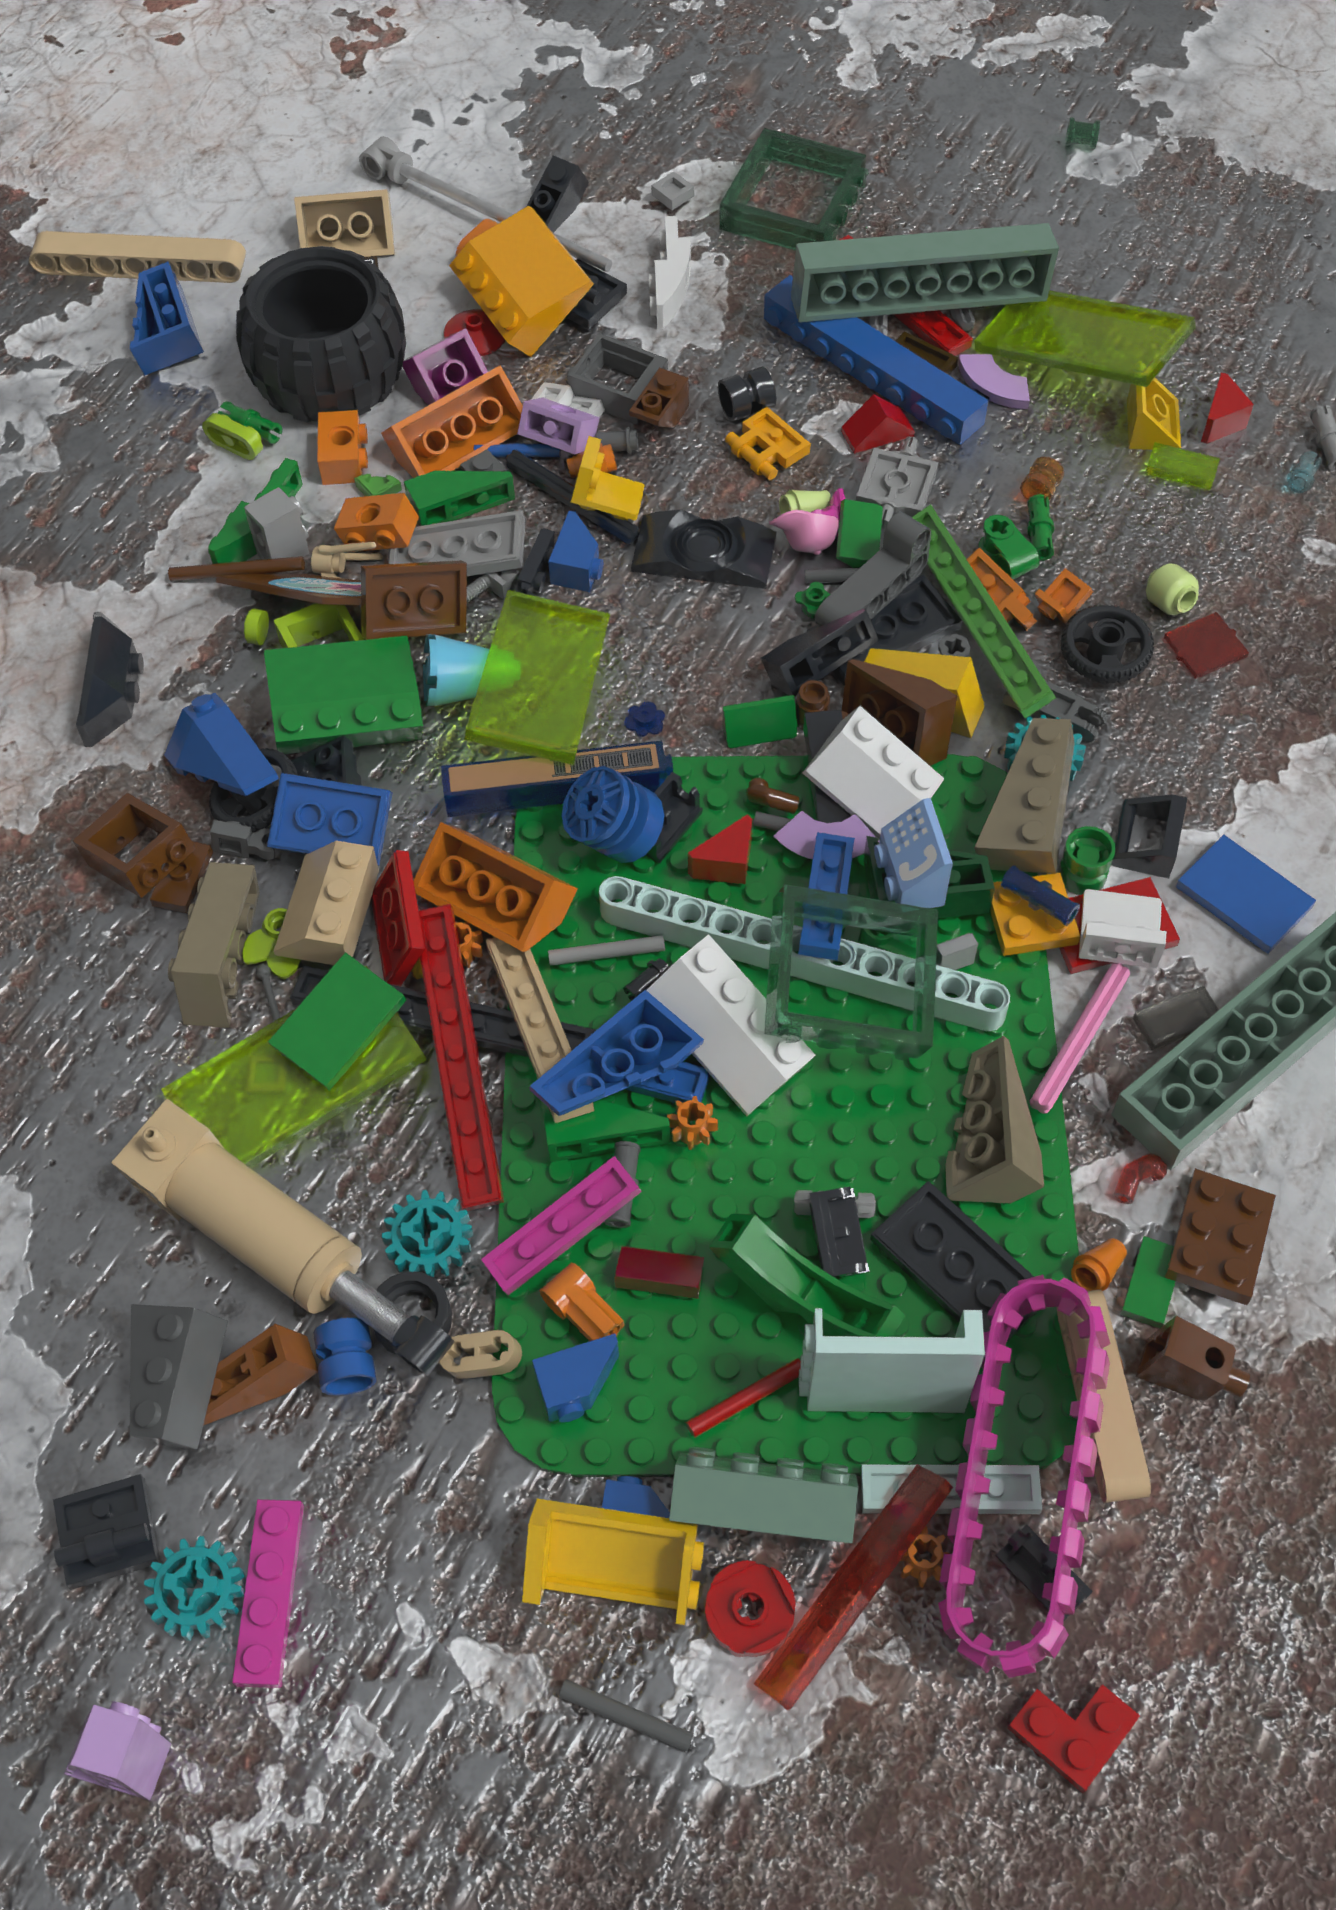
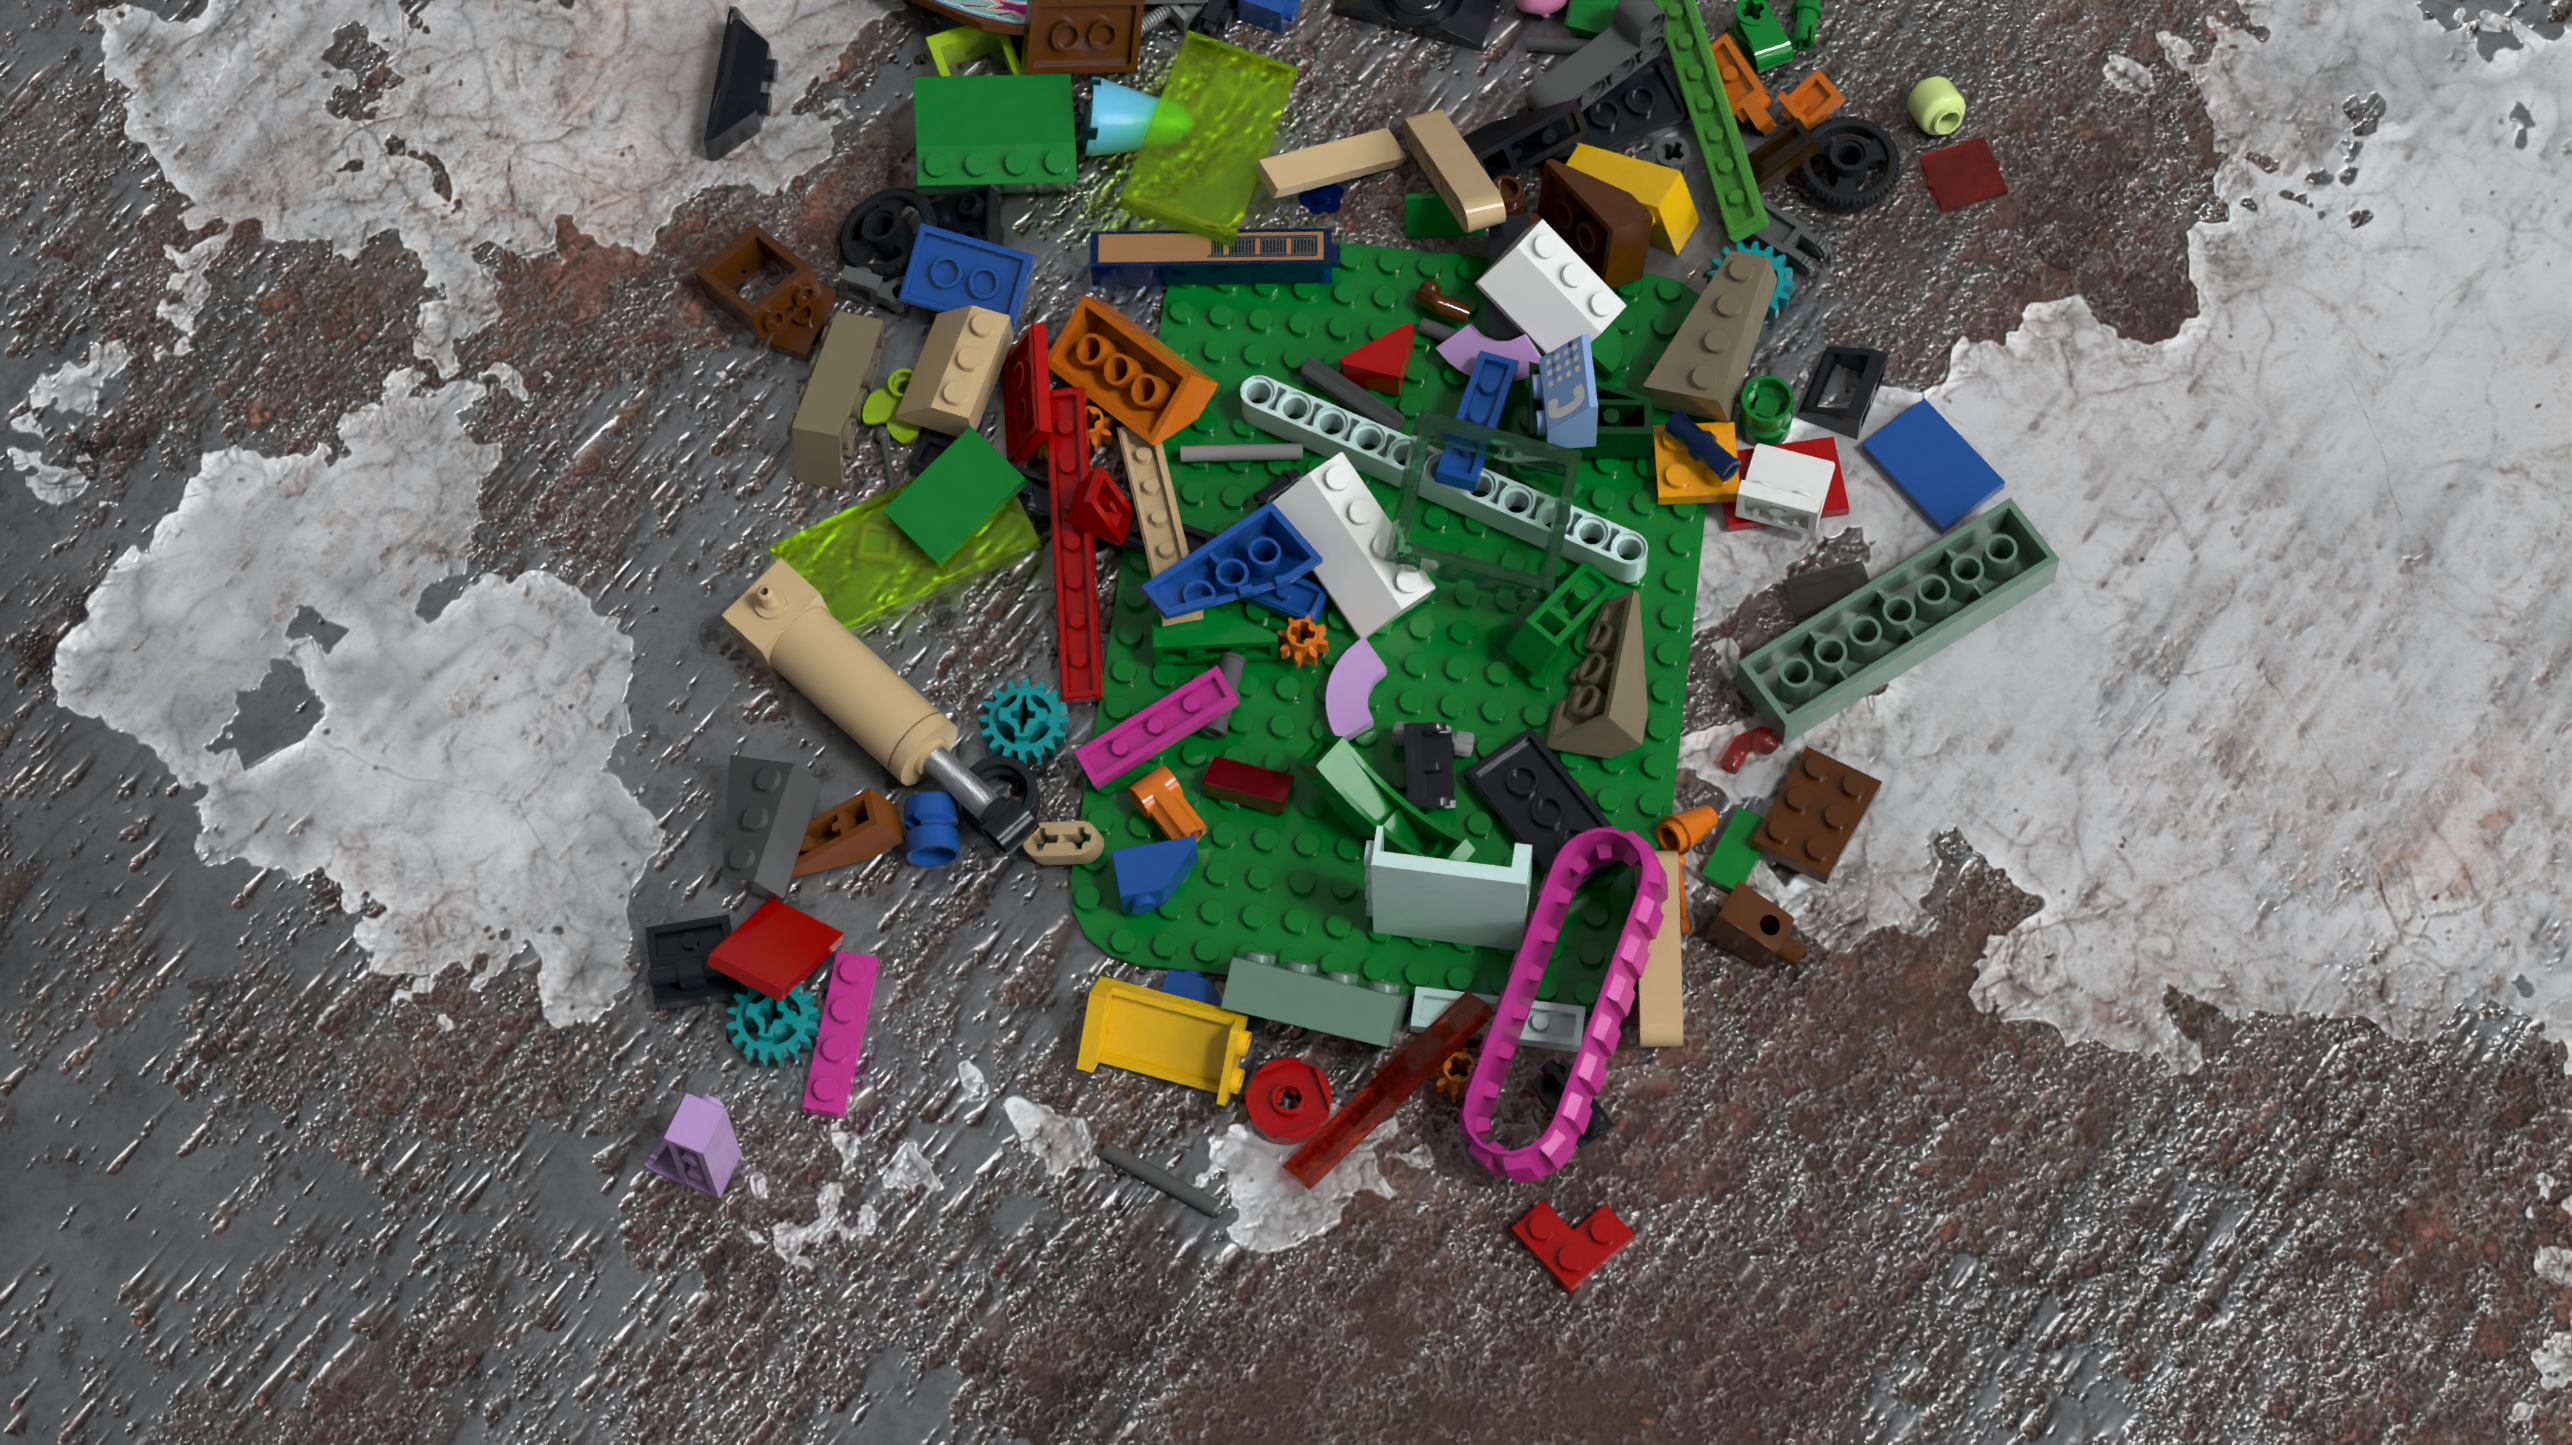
camera: 10 degrees right, 5 degrees up
(190, 1510) = (775, 949): none -> red tile
(217, 748) = (853, 184): blue wedge -> none
(256, 626) = (905, 40): lime tile -> none
(479, 1015) = (1100, 508): none -> red slope
(613, 814) = (1265, 308): blue wheel -> none
(650, 687) = (1330, 163): none -> tan tile
(680, 813) = (1323, 315): black hinge -> none
(699, 885) = (1351, 394): none -> dark grey axle
(744, 1398) = (1310, 914): red bar -> none
(745, 1163) = (1350, 689): none -> lavender tile
(765, 681) = (1454, 170): none -> tan beam
(811, 598) = (1521, 70): green plate -> none
(936, 1073) = (1560, 618): none -> green slope
(957, 952) = (1604, 497): light grey tile -> none
(1052, 638) = (1782, 154): none -> dark brown tile
(1079, 1038) = (1719, 599): bright pink axle -> none

